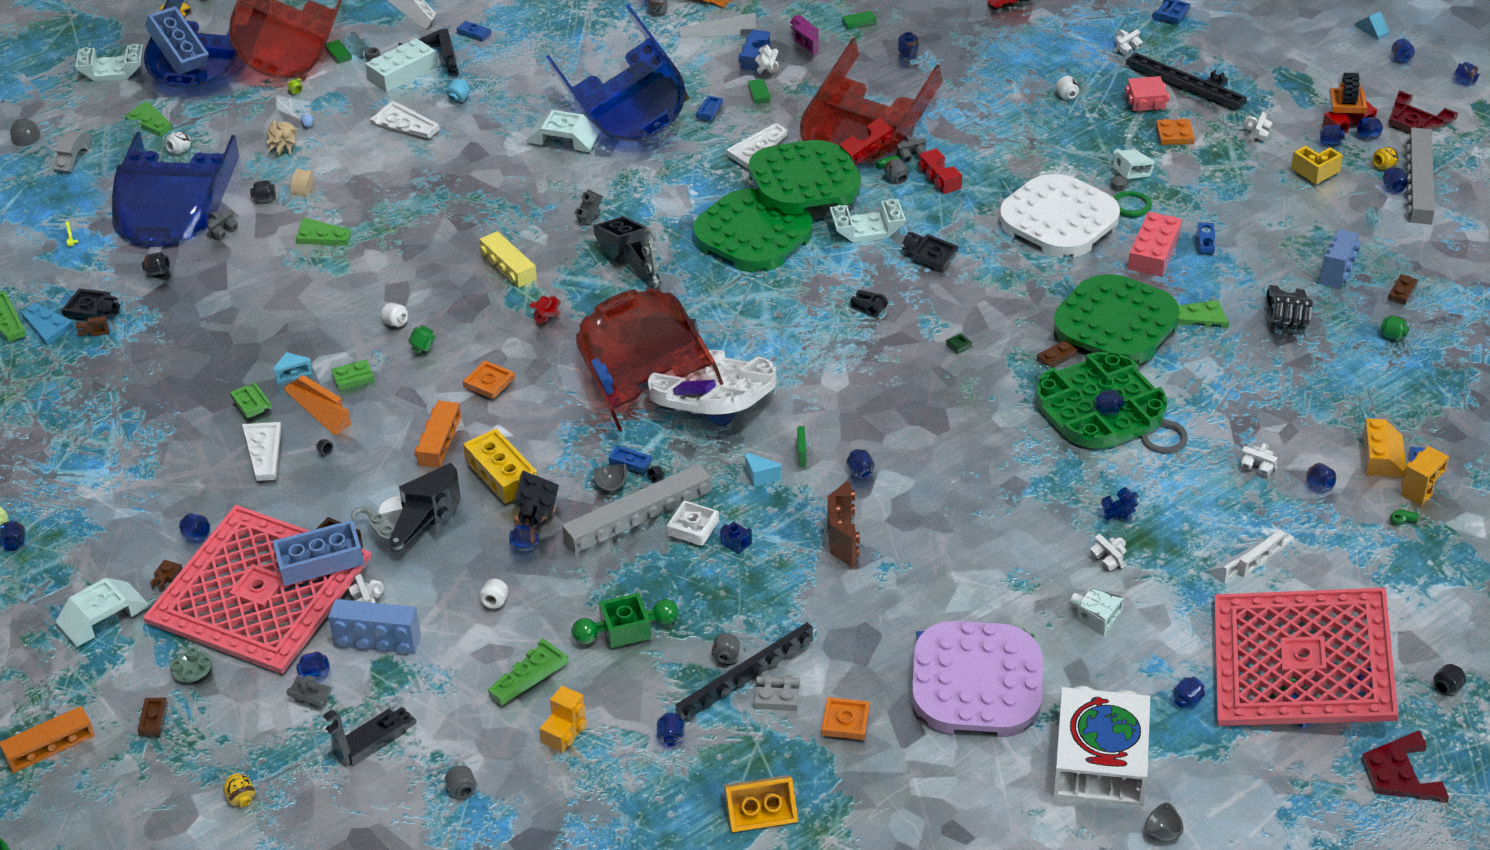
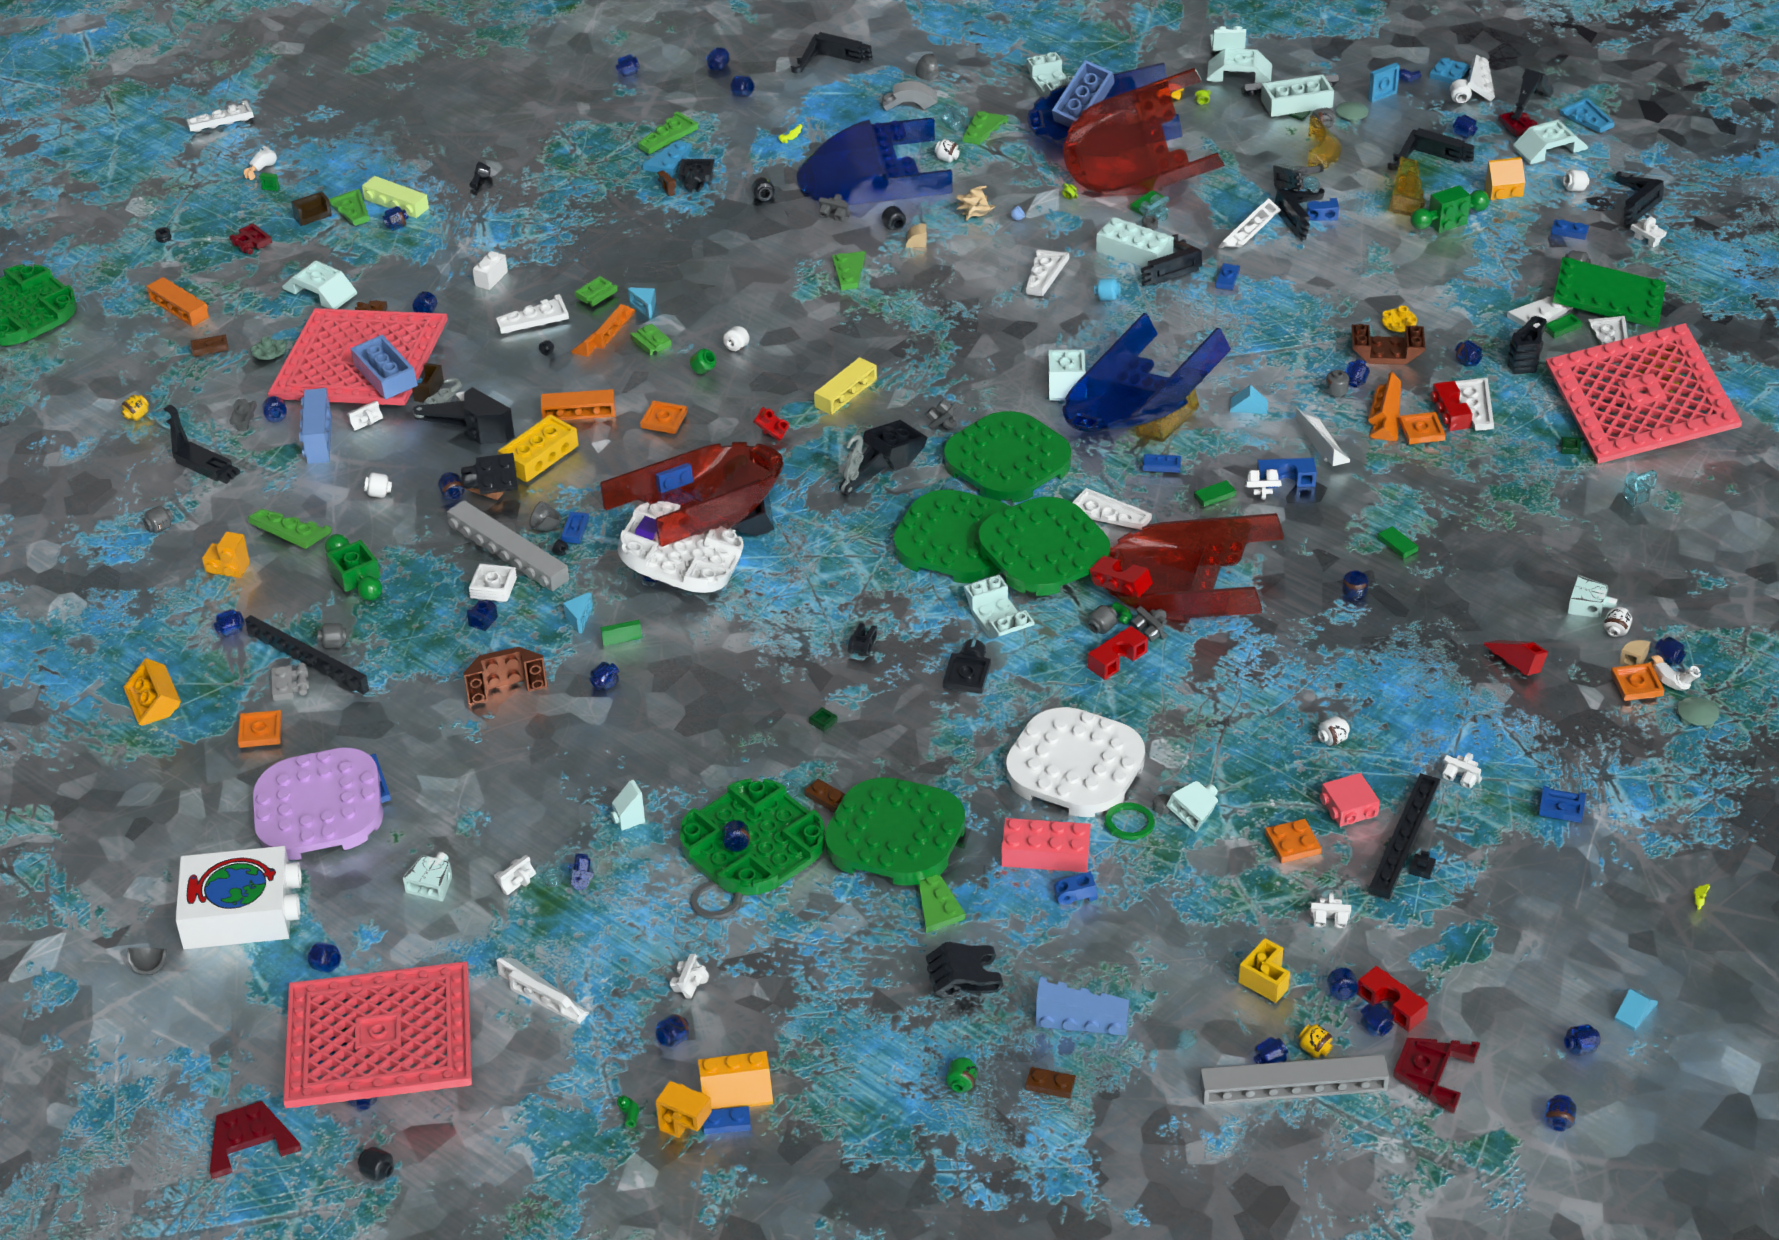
camera: 75 degrees right, 0 degrees up
(165, 470) = (490, 270): none -> white brick
(658, 184) = (1007, 455): none -> green plate
(805, 33) = (1339, 503): magenta plate -> none
(1048, 464) = (628, 807): none -> light aqua slope
(1349, 95) = (1405, 976): plate -> none

